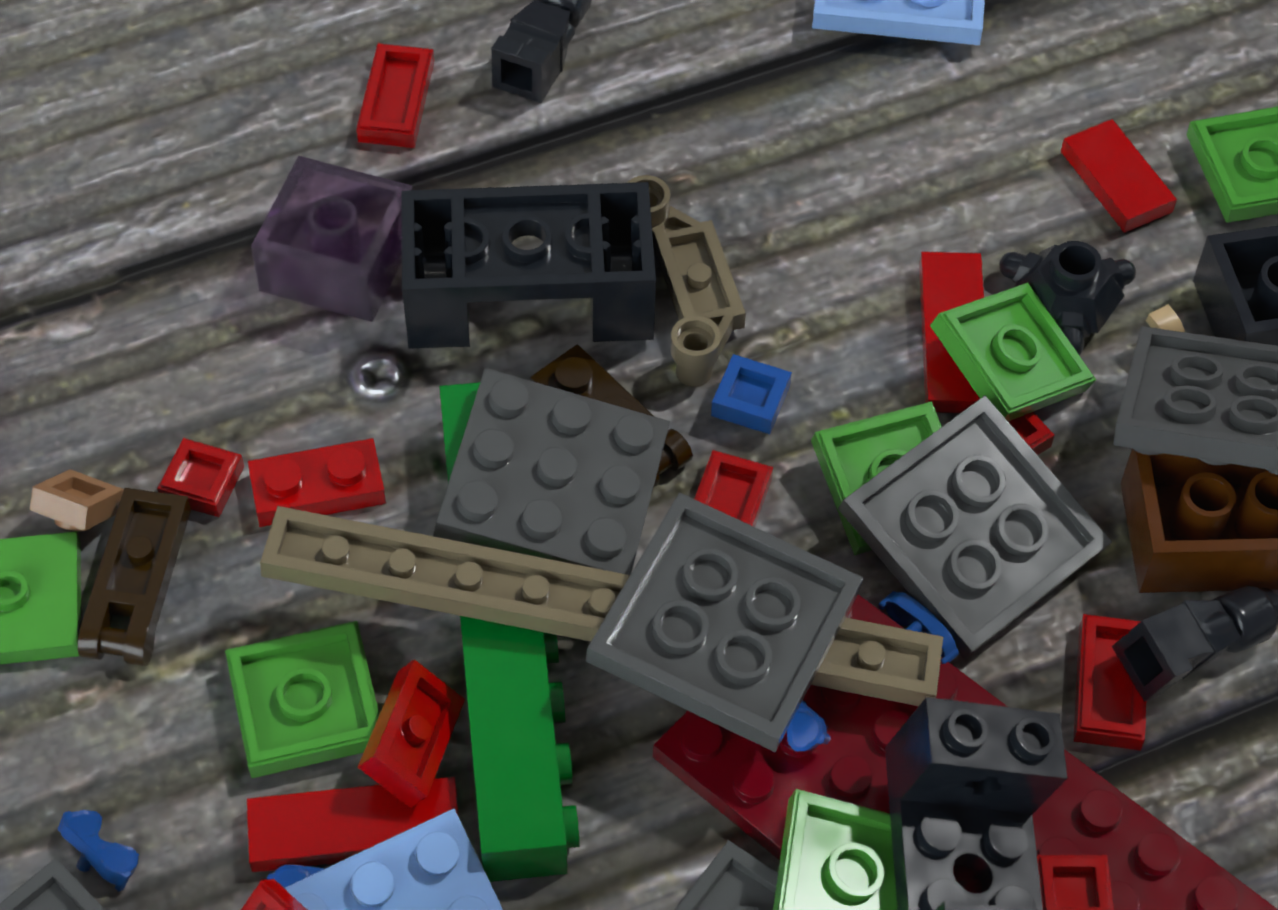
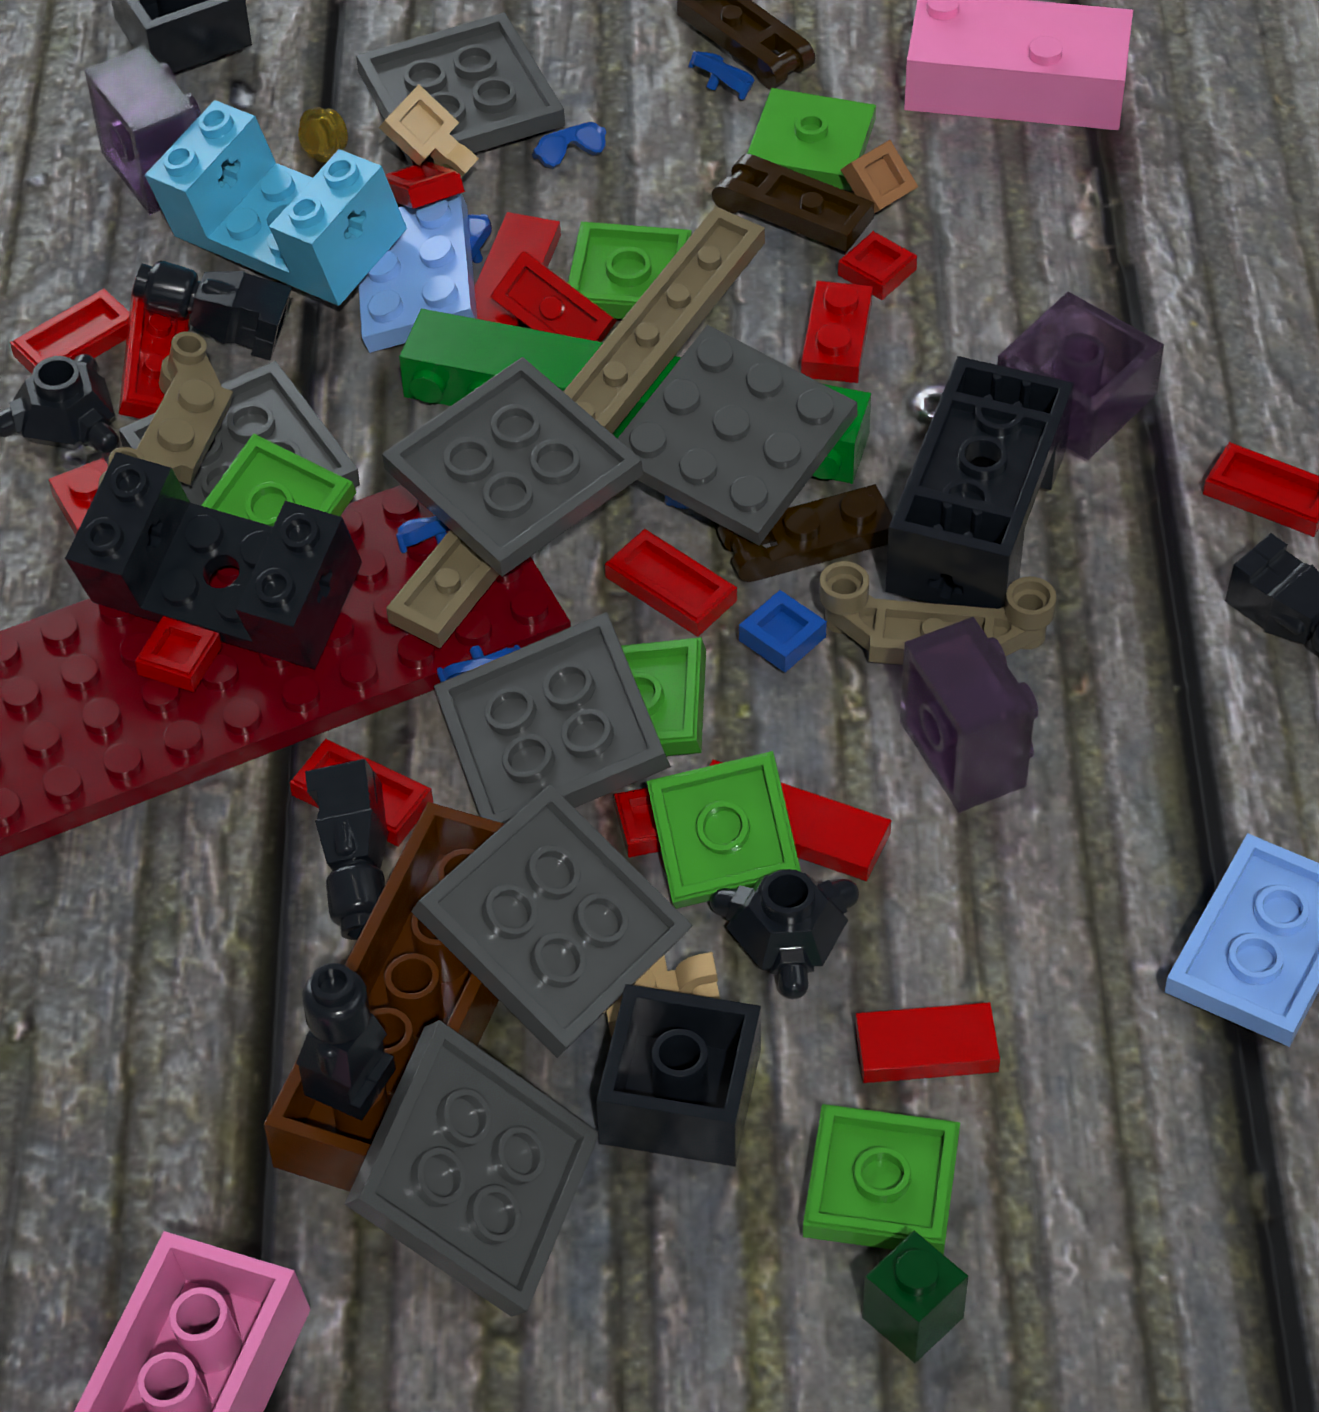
camera: 115 degrees right, 5 degrees down
(807, 201) = (967, 713): none -> clear purple brick

